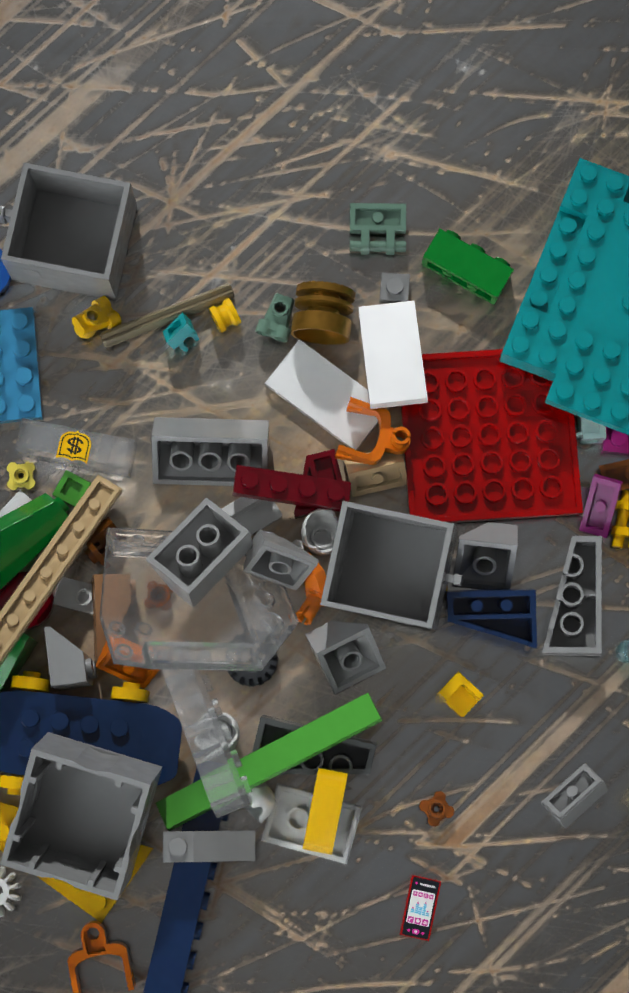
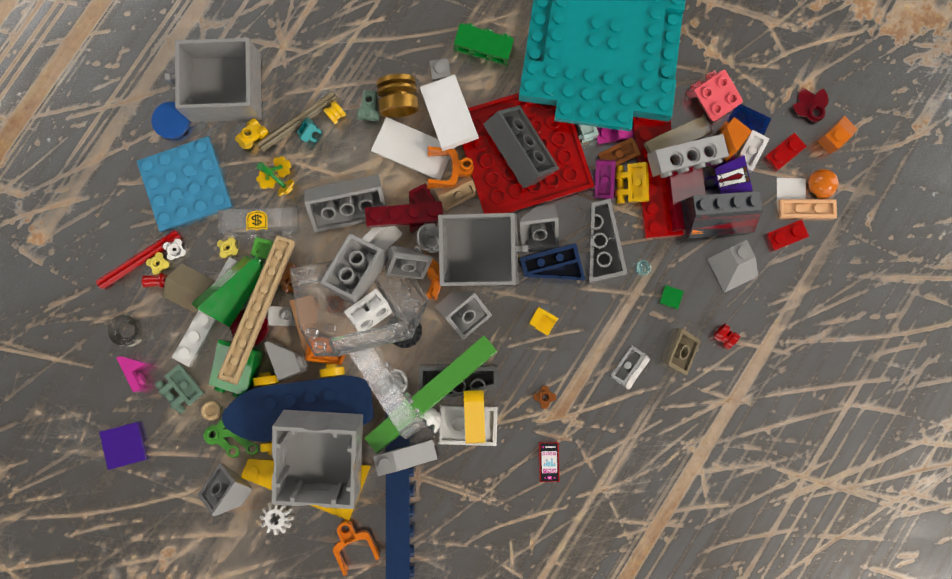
camera: 15 degrees left, 5 degrees up
(105, 388) = (269, 179): none -> yellow plant
(206, 617) = (368, 311): none -> white brick
(377, 219) = (420, 26): sand green plate -> none
(487, 428) = (521, 146): none -> dark grey slope

